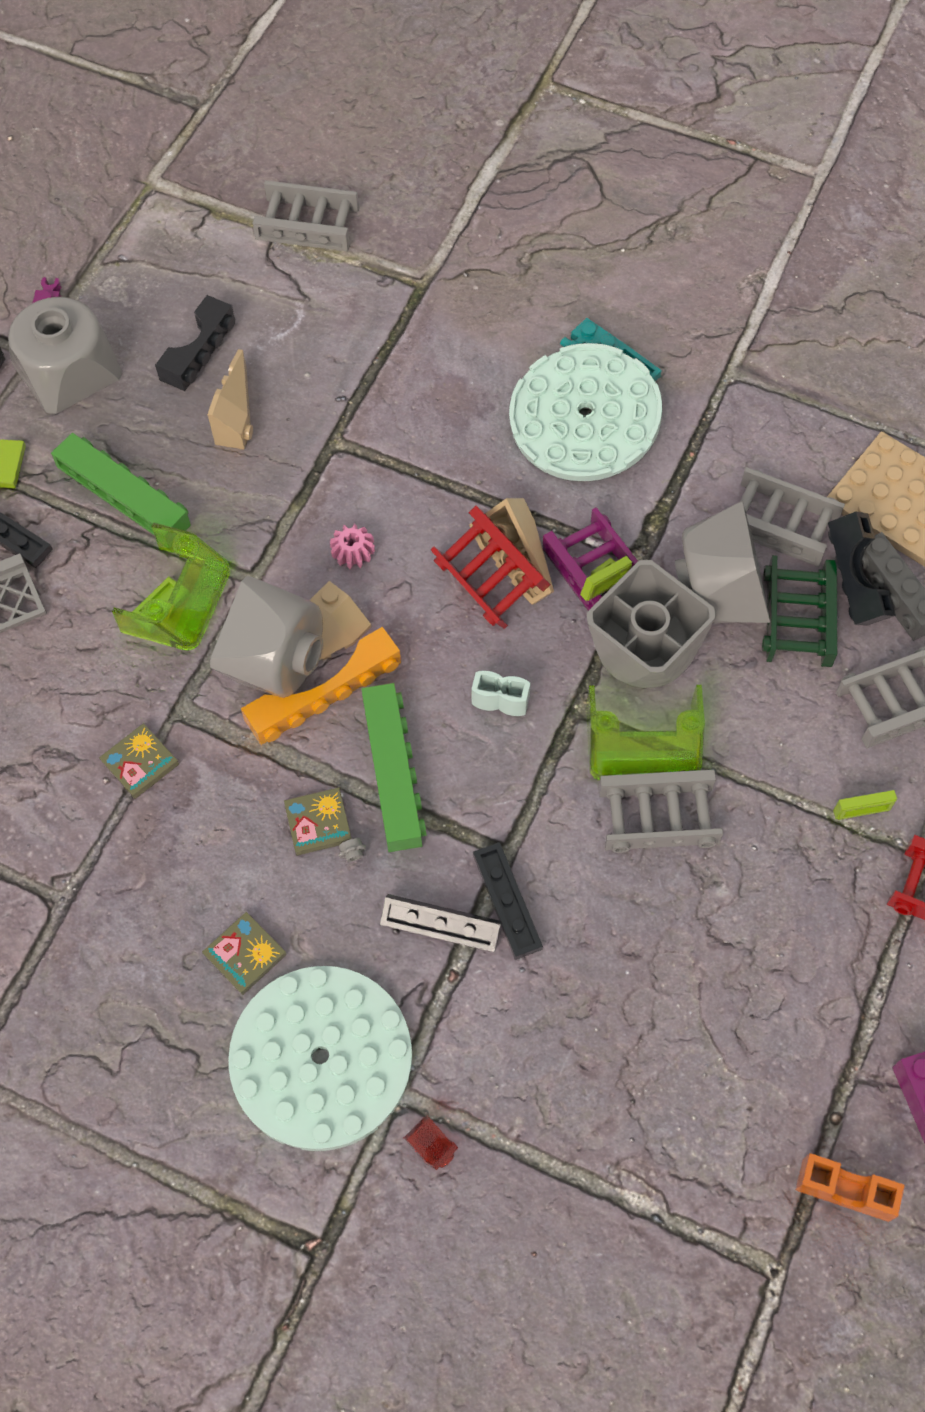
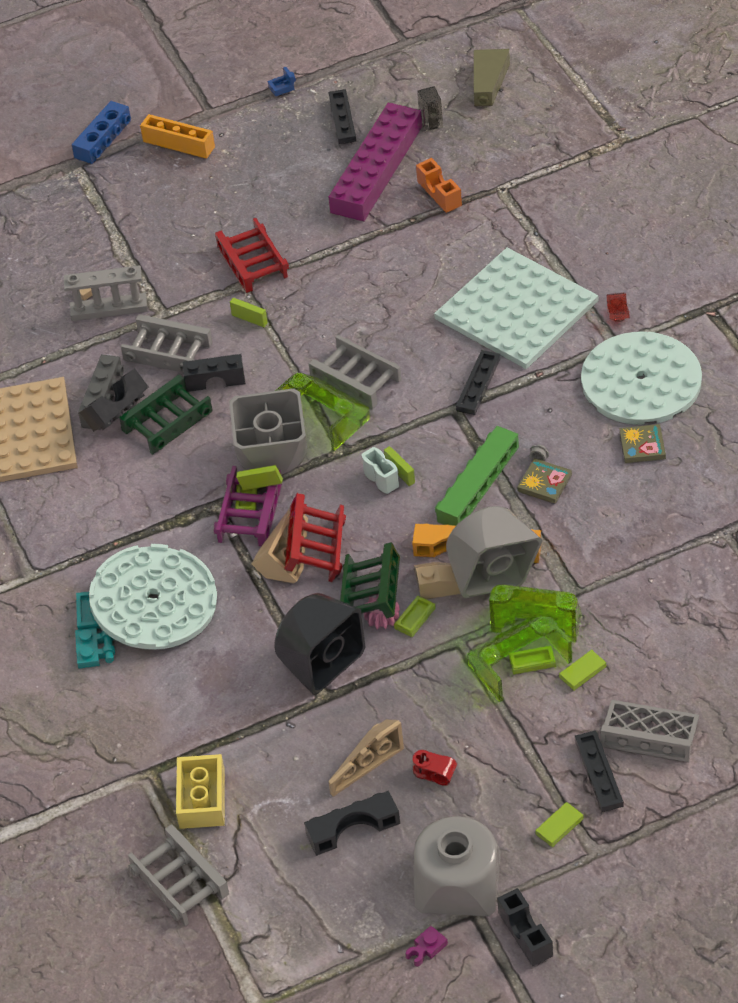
camera: 135 degrees left, 15 degrees down
(98, 625) = (582, 670): none -> lime tile
(118, 485) = (496, 747): bright green brick -> none
(139, 761) = (622, 574): olive tile -> none
(162, 435) = (435, 768): none -> red piece
(182, 648) = (514, 602): none -> clear neon green windscreen
(318, 568) = (414, 616): none -> lime tile
(351, 277) = (200, 791): none -> light yellow brick
(365, 563) = (386, 588): none -> dark green fence
(367, 447) = (319, 640): none -> black piece
(440, 922) = (528, 395): plate -> none
(490, 721) = (404, 470): none -> lime tile
(567, 1061) = (516, 307): none -> light aqua plate
(724, 567) = (191, 433): light grey piece -> none
(786, 540) = (127, 454): light grey fence -> none
(802, 699) = (199, 371): none -> black arch

